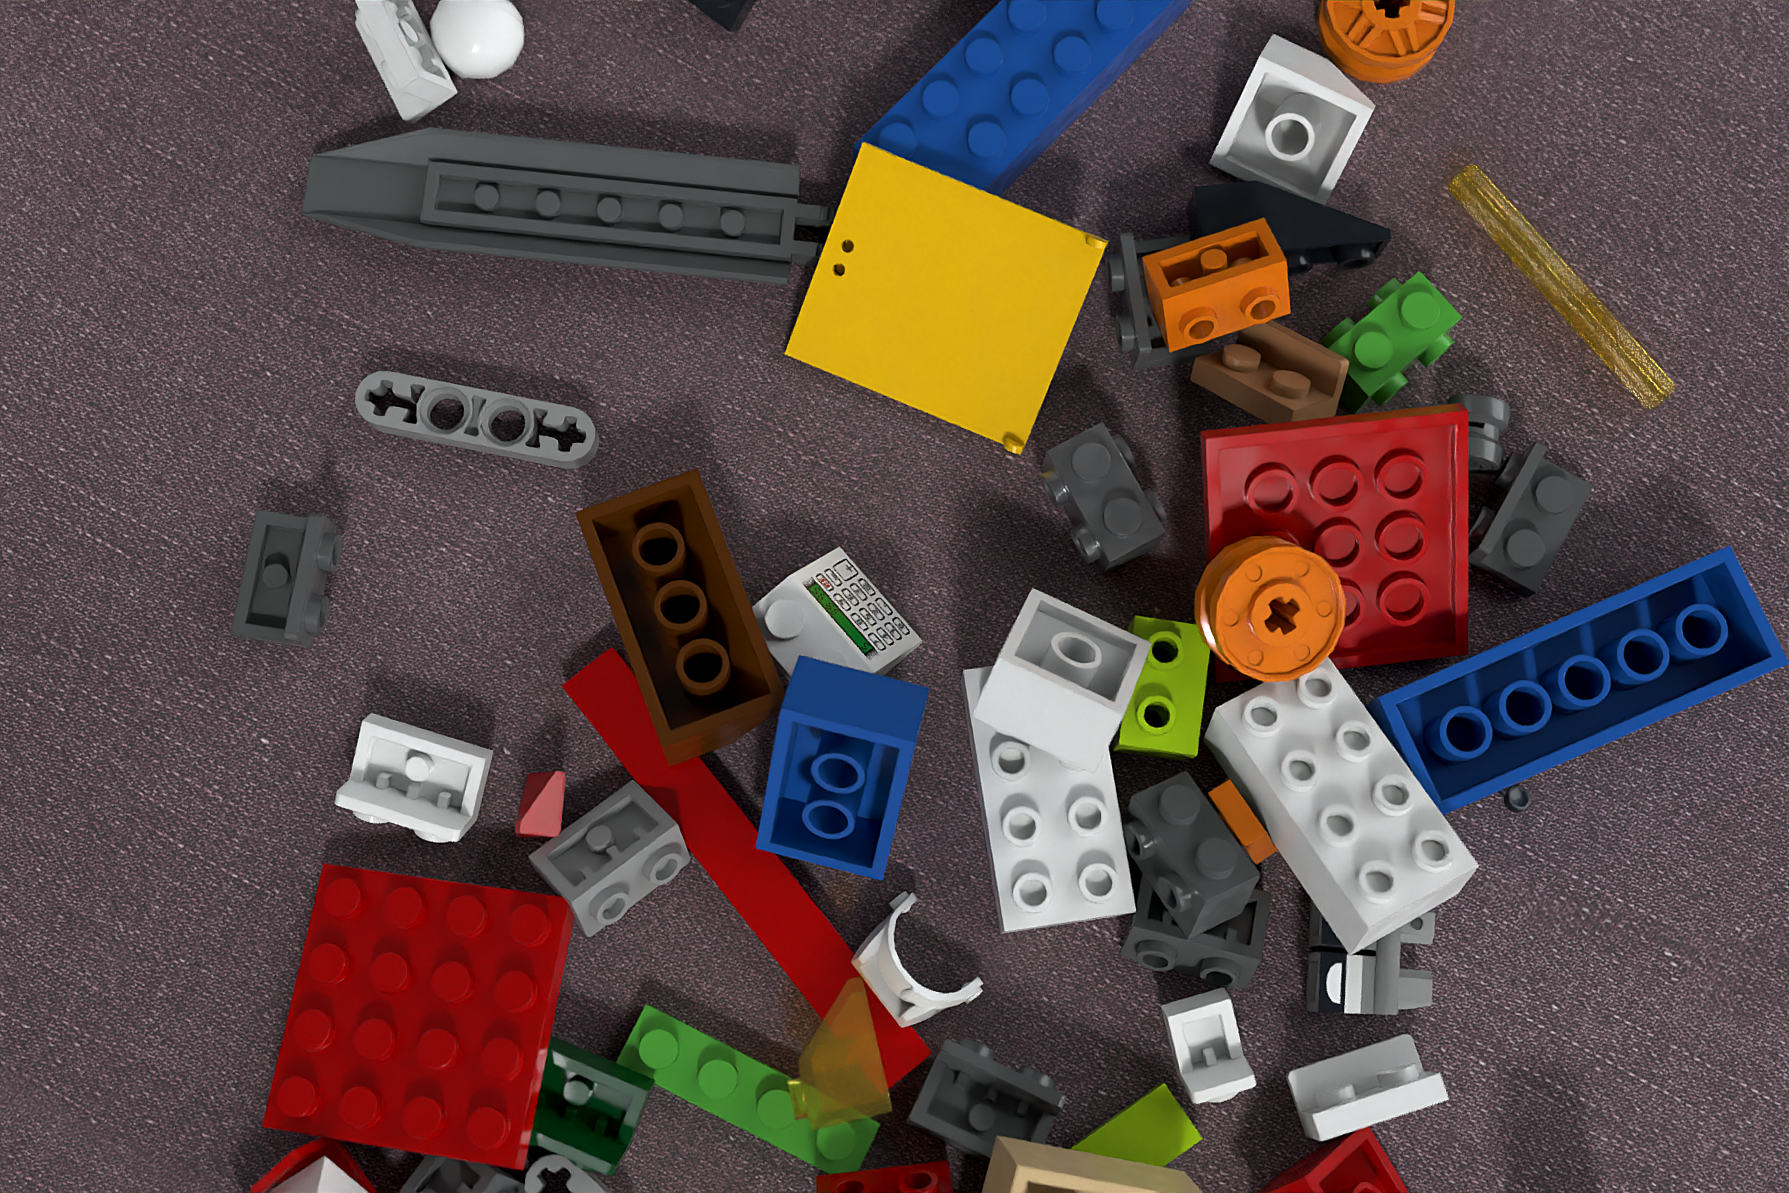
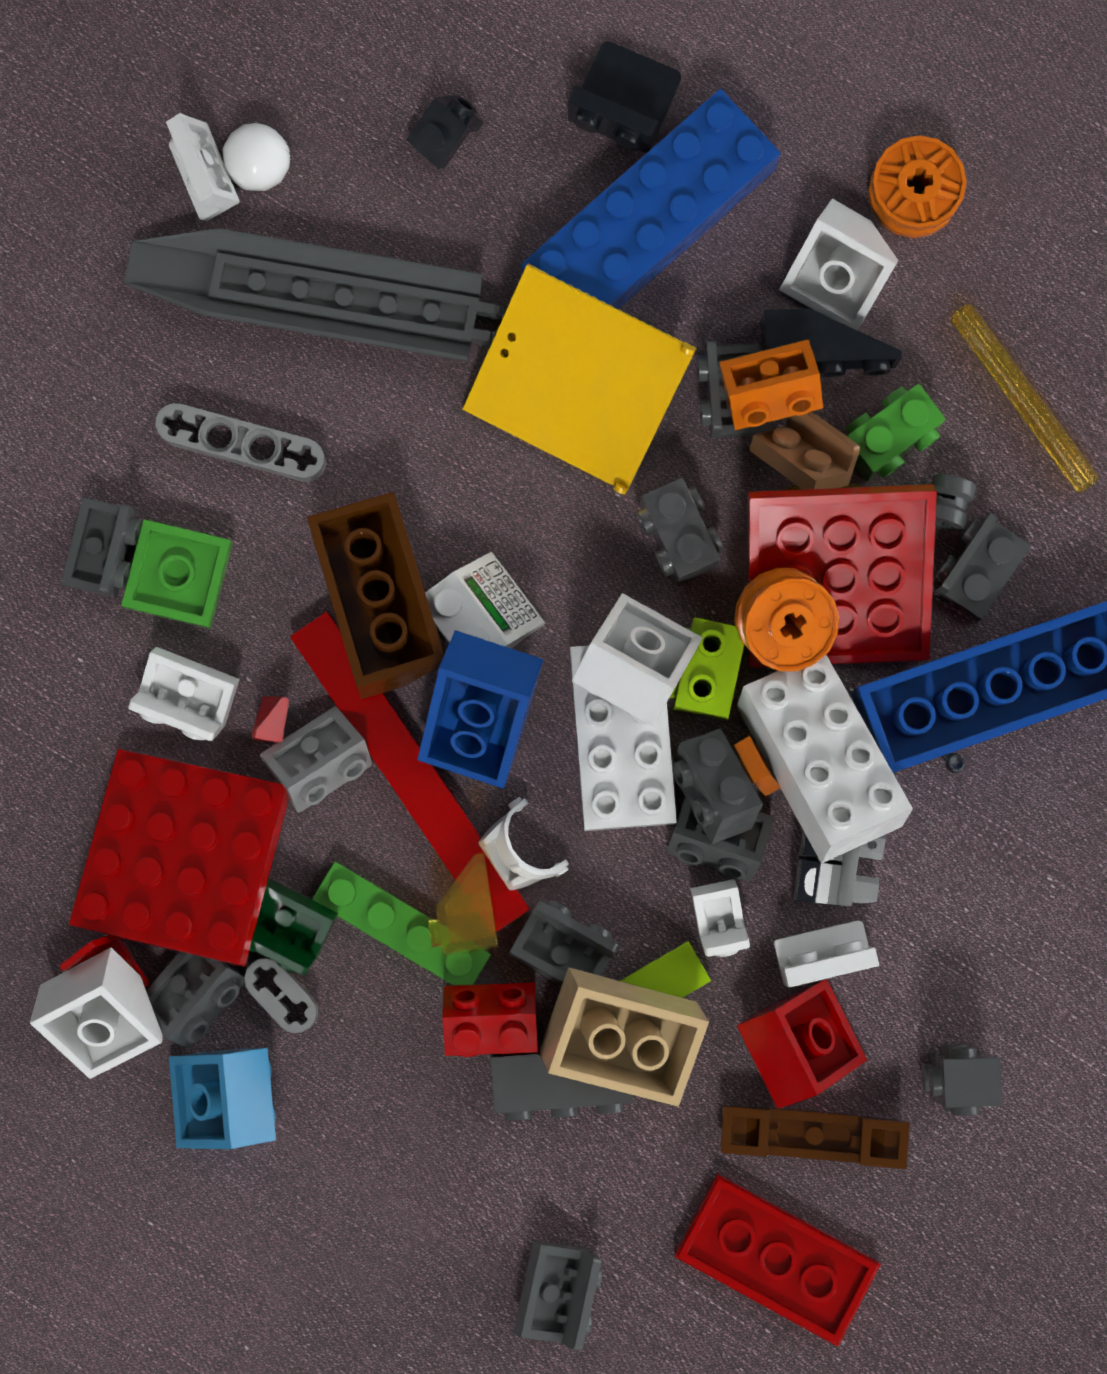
camera: 10 degrees right, 5 degrees up
(396, 608) = (177, 574): none -> bright green plate

